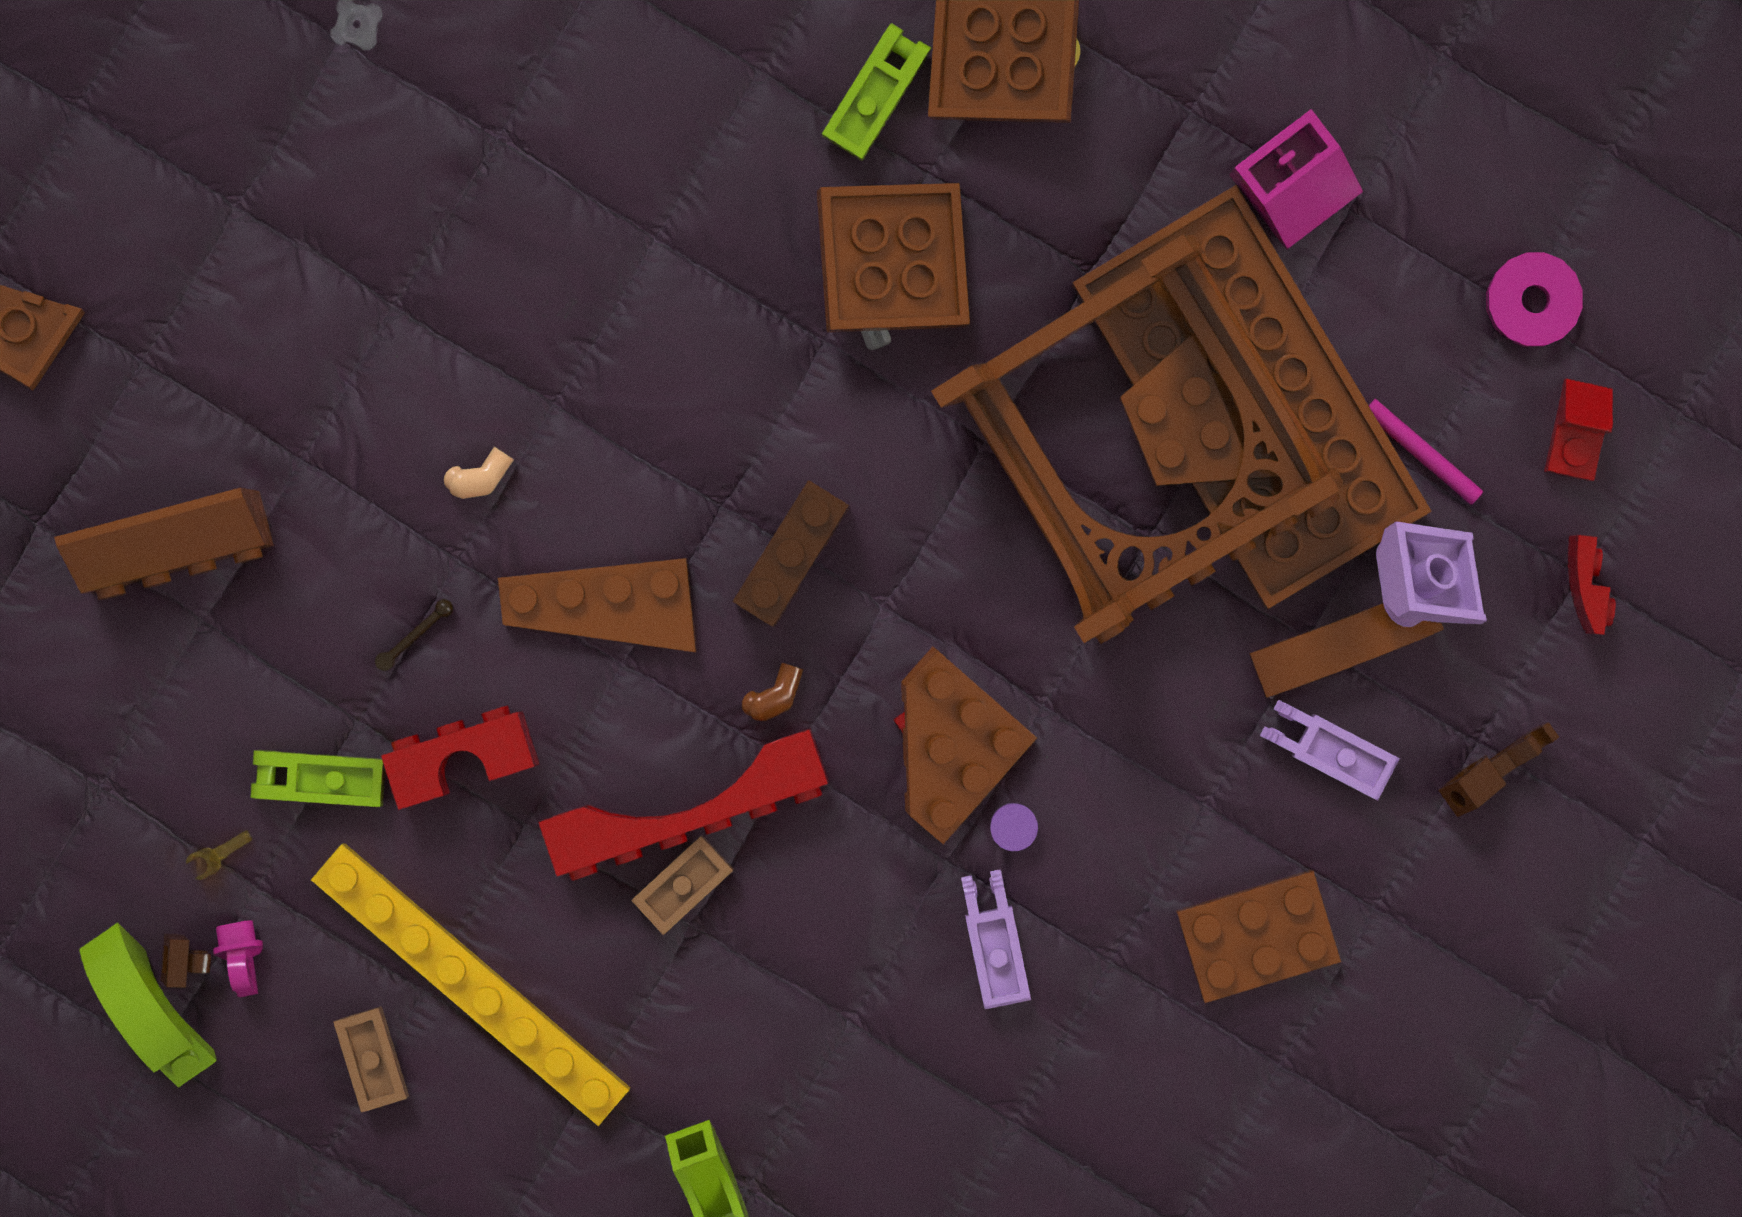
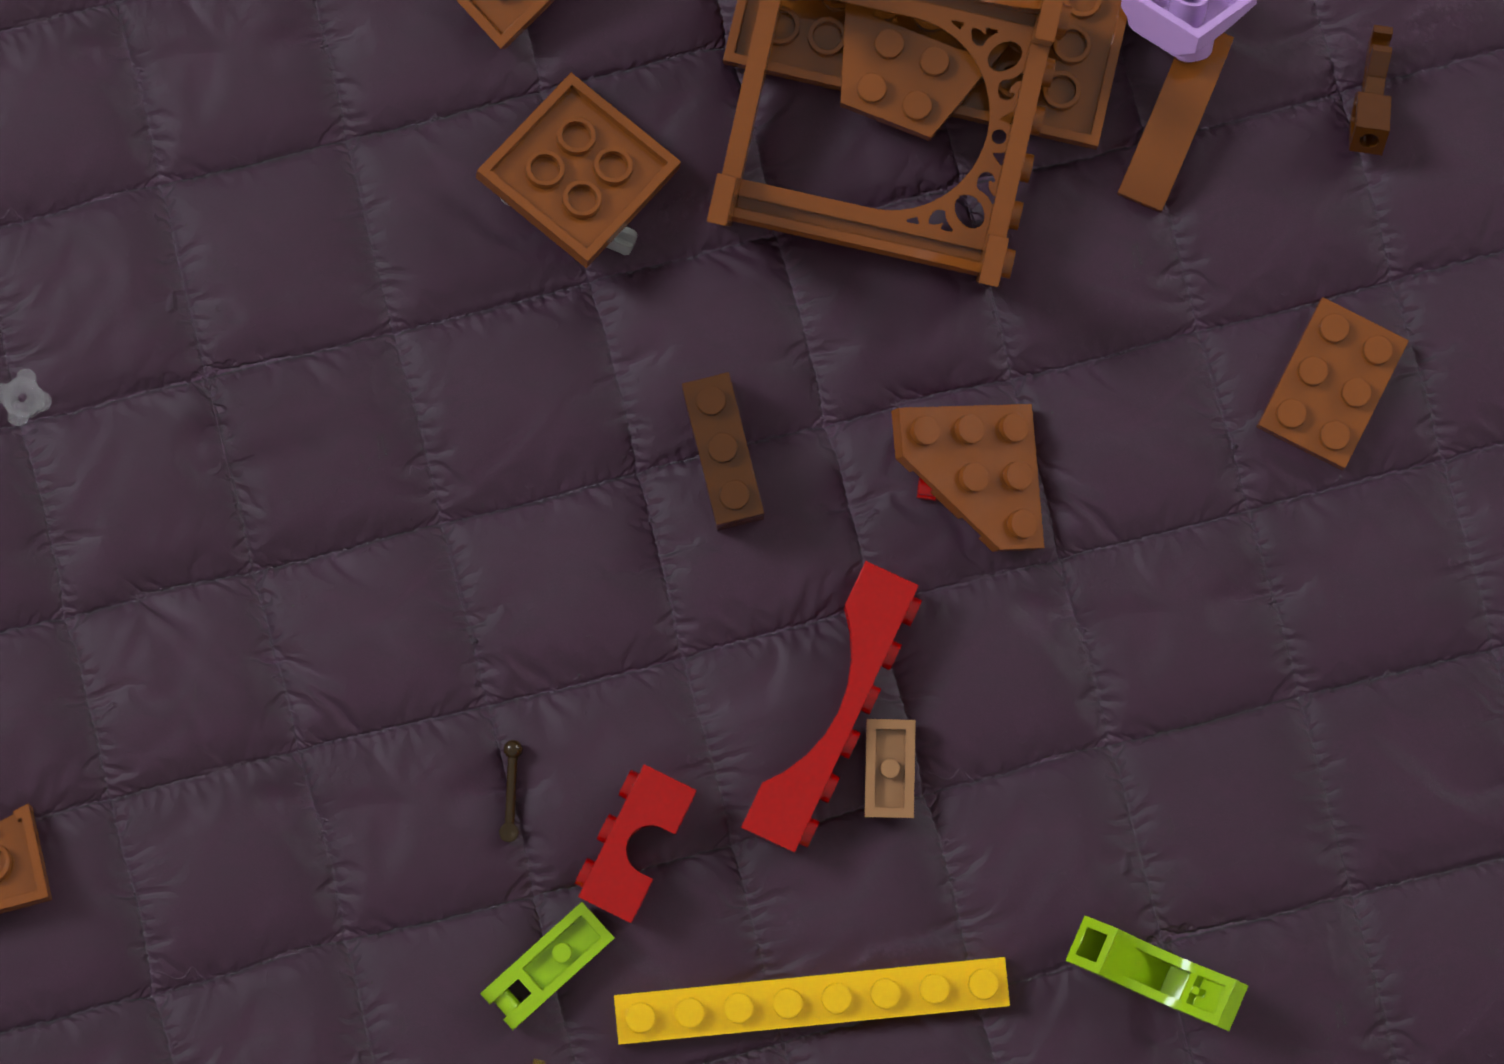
camera: 50 degrees left, 5 degrees down
(166, 542) = (263, 904): dark orange slope -> none
(478, 481) = (444, 631): light nougat arm -> none
(615, 603) = (632, 618): dark orange wing -> none
(774, 700) = (818, 569): dark orange arm -> none
(875, 93) = (446, 71): lime plate -> none
(995, 946) = (1156, 580): lavender hinge -> none
(1013, 827) = (1081, 484): medium lavender tile -> none
(1335, 752) = (1249, 198): lavender hinge -> none

